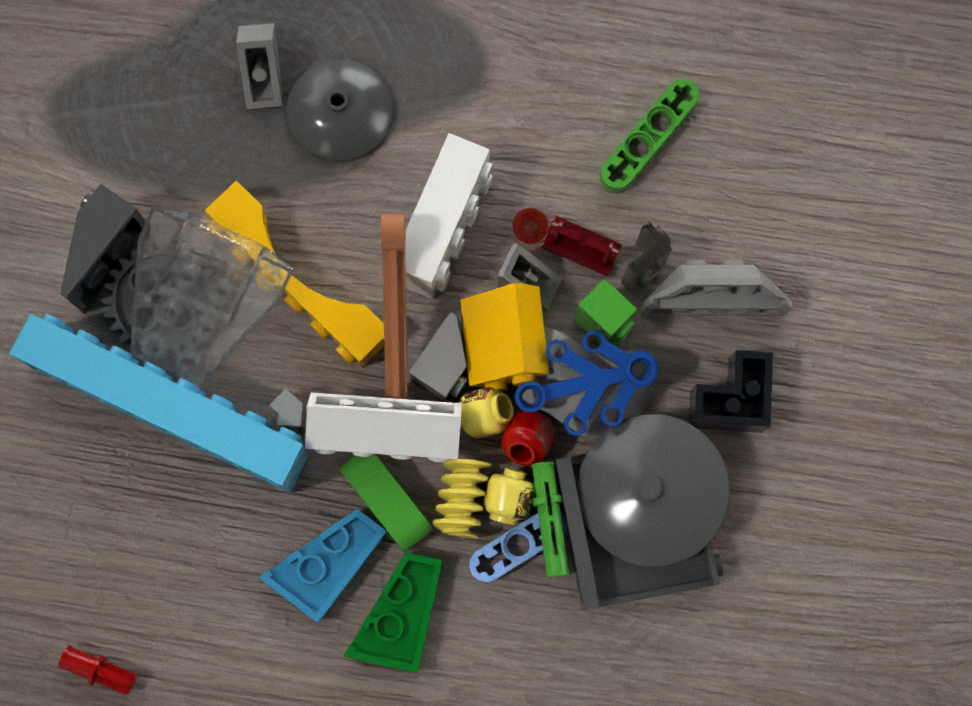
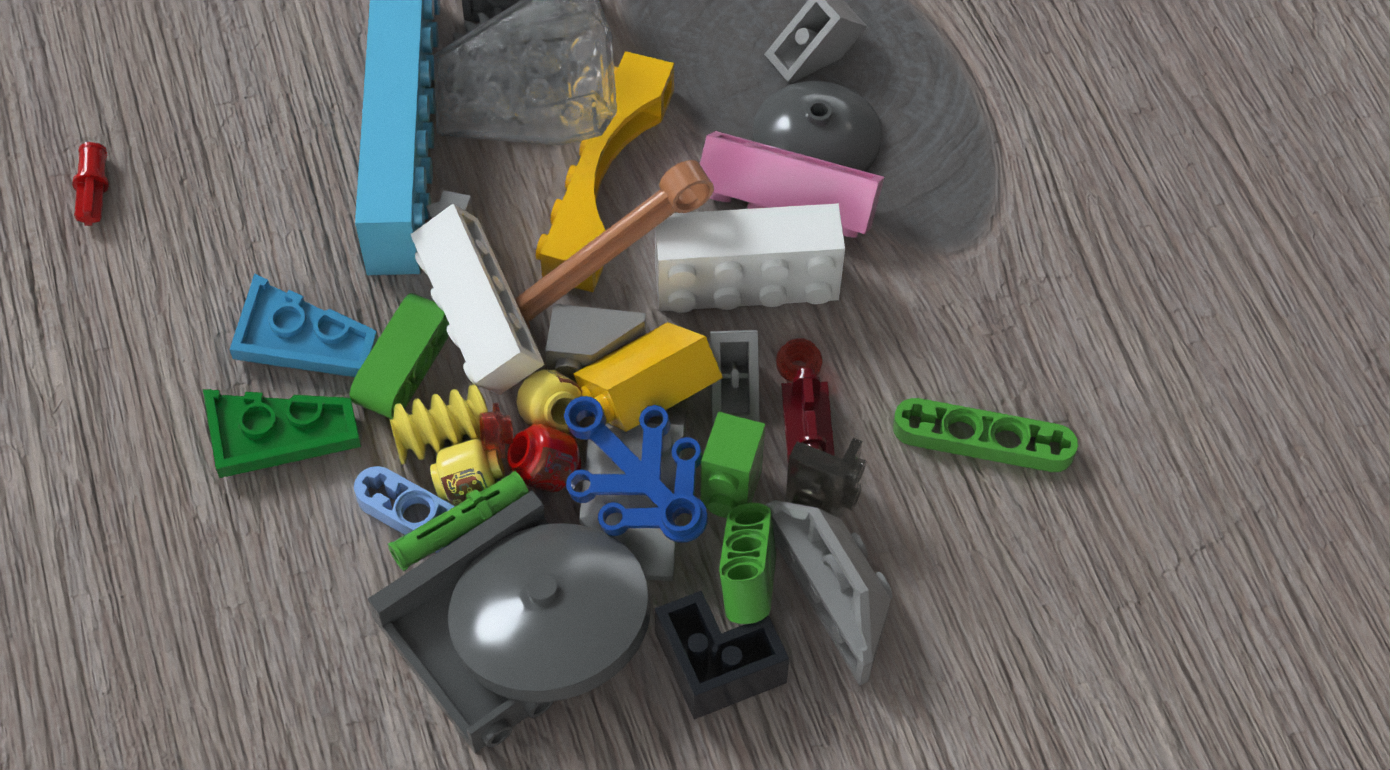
camera: 65 degrees right, 20 degrees down
(386, 154) = (784, 178): none -> bright pink brick
(499, 462) = (495, 430): none -> clear red plate
(697, 351) = (748, 563): none -> bright green beam

